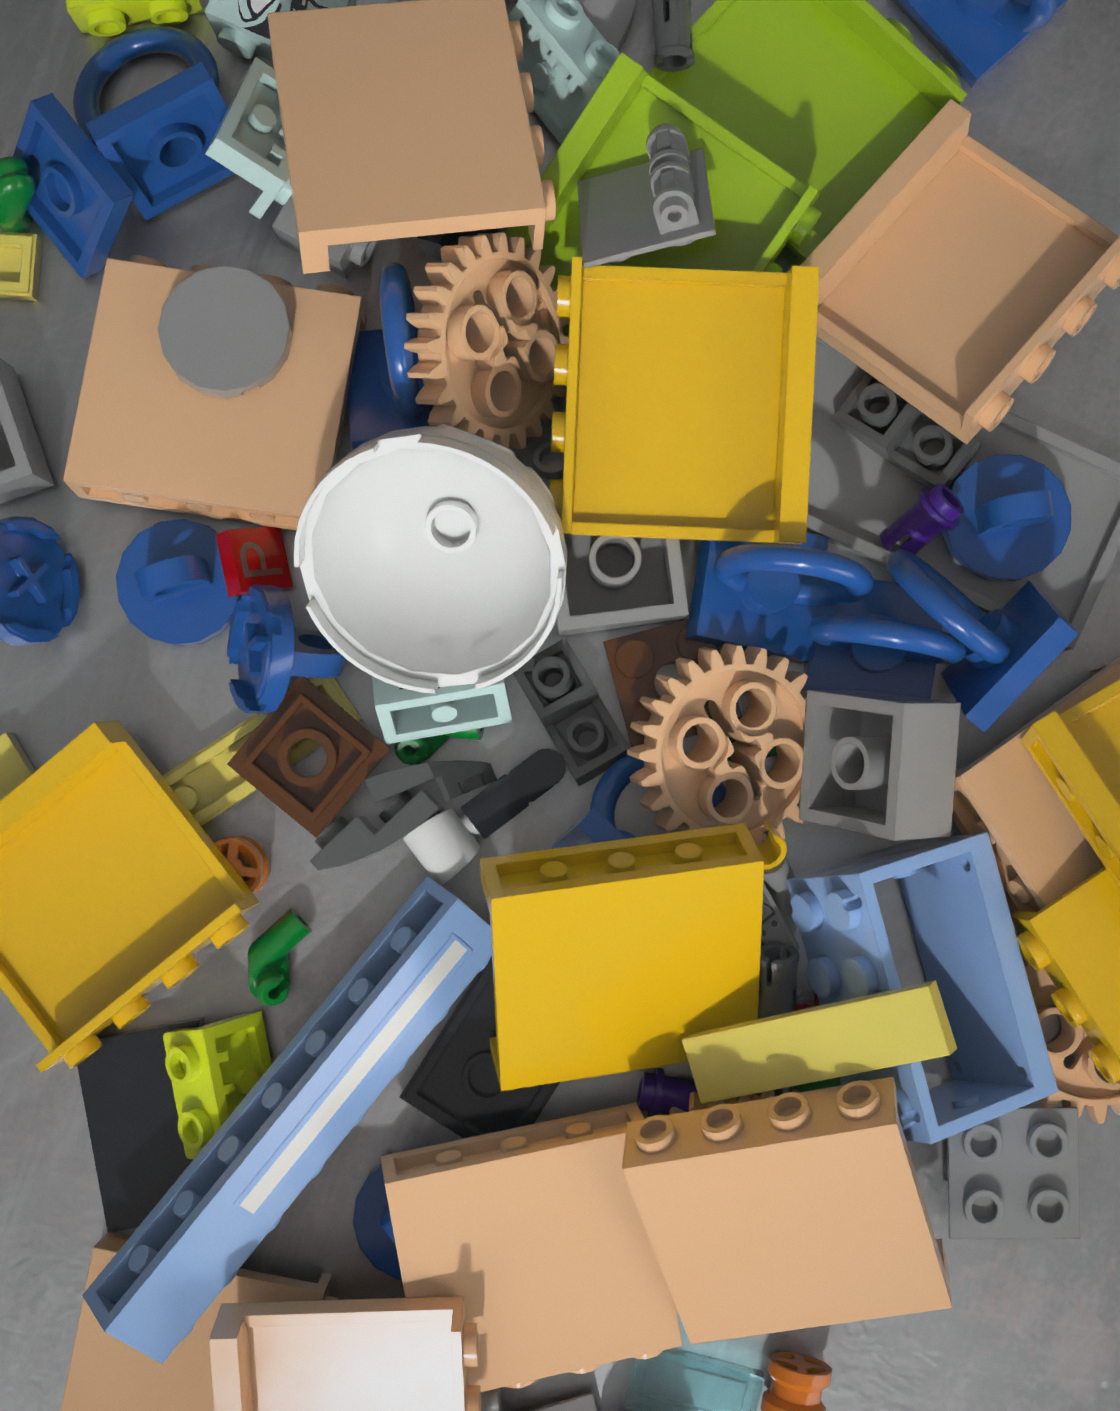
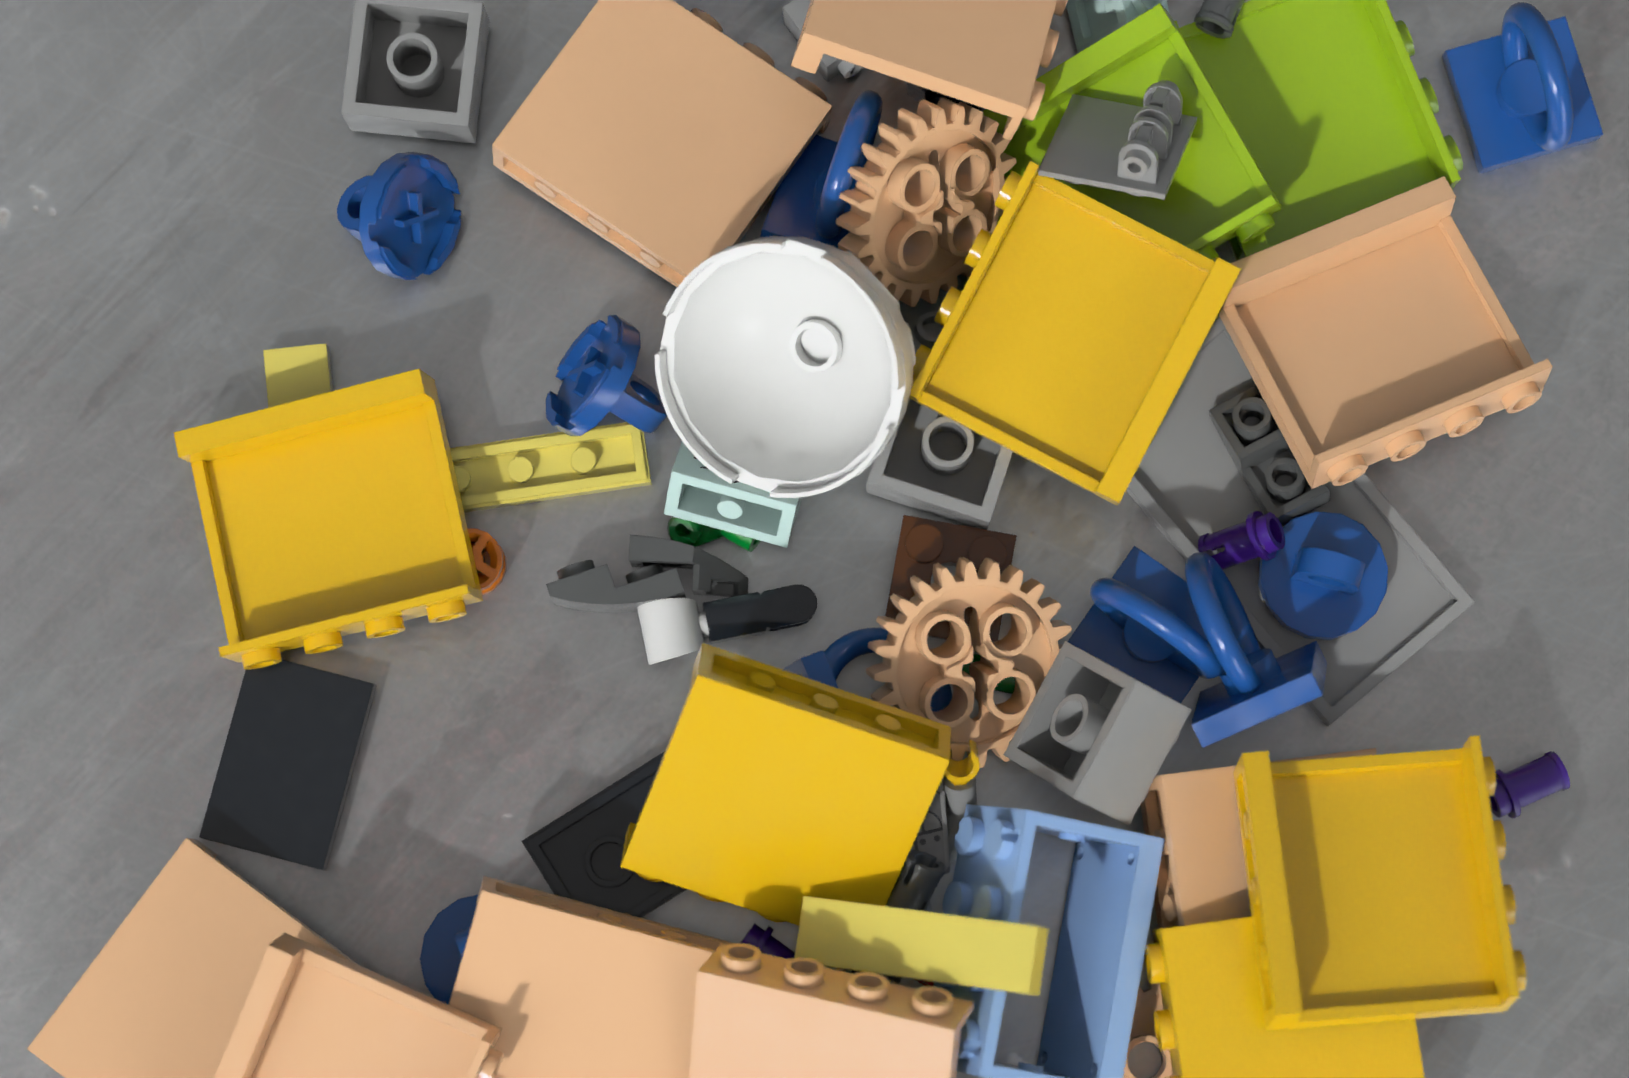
camera: 25 degrees right, 5 degrees down
(175, 583) = (546, 283): blue tile -> none
(214, 1072) = (368, 752): neon yellow bracket -> none
(225, 331) = (697, 81): light grey tile -> none
(252, 558) = (623, 291): red tile -> none
(270, 958) = (463, 660): green arm -> none
(290, 1123) = (425, 804): light blue brick -> none
(349, 749) = (629, 499): reddish brown piece -> none
(572, 711) = (844, 565): dark grey slope -> none
(770, 593) = (1072, 539): blue tile -> none

